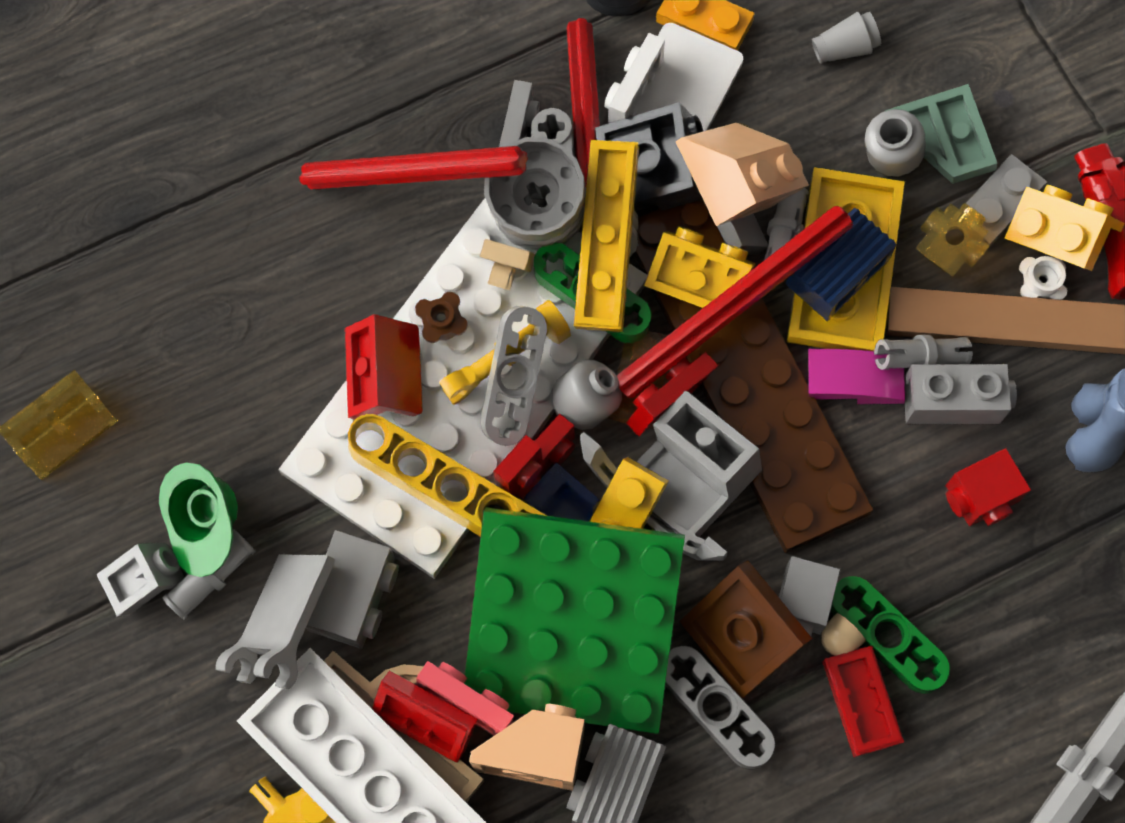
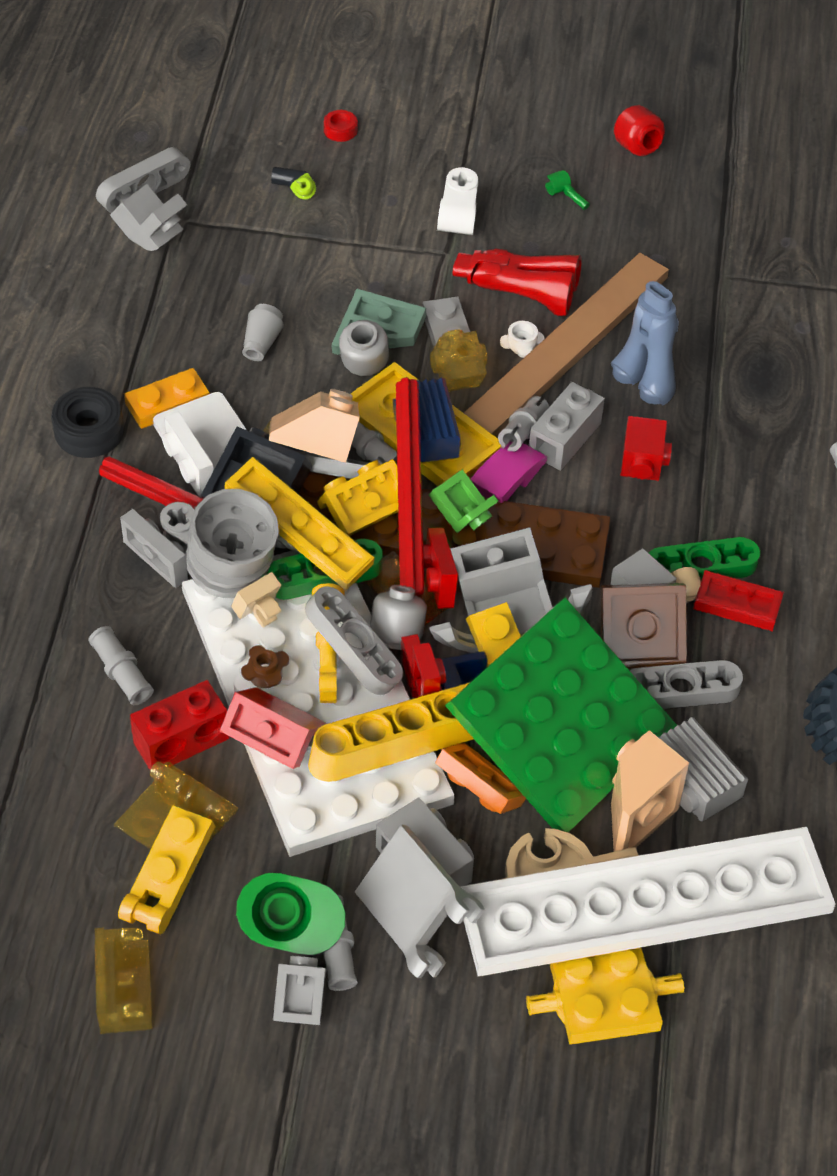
camera: 60 degrees left, 20 degrees down
(187, 384) = (167, 869): none -> yellow plate
(251, 352) = (172, 788): none -> clear yellow hinge
(332, 288) = (179, 725): none -> red brick
(366, 208) = (120, 665): none -> light grey pin
(415, 168) = (141, 603): red axle -> none
(424, 716) = (567, 843): red plate -> none
(449, 685) = (572, 813): coral plate -> none
(457, 587) = (481, 777): none -> orange plate
(761, 363) = (462, 502): none -> bright green bracket
(1062, 228) = (499, 302): yellow bracket -> none

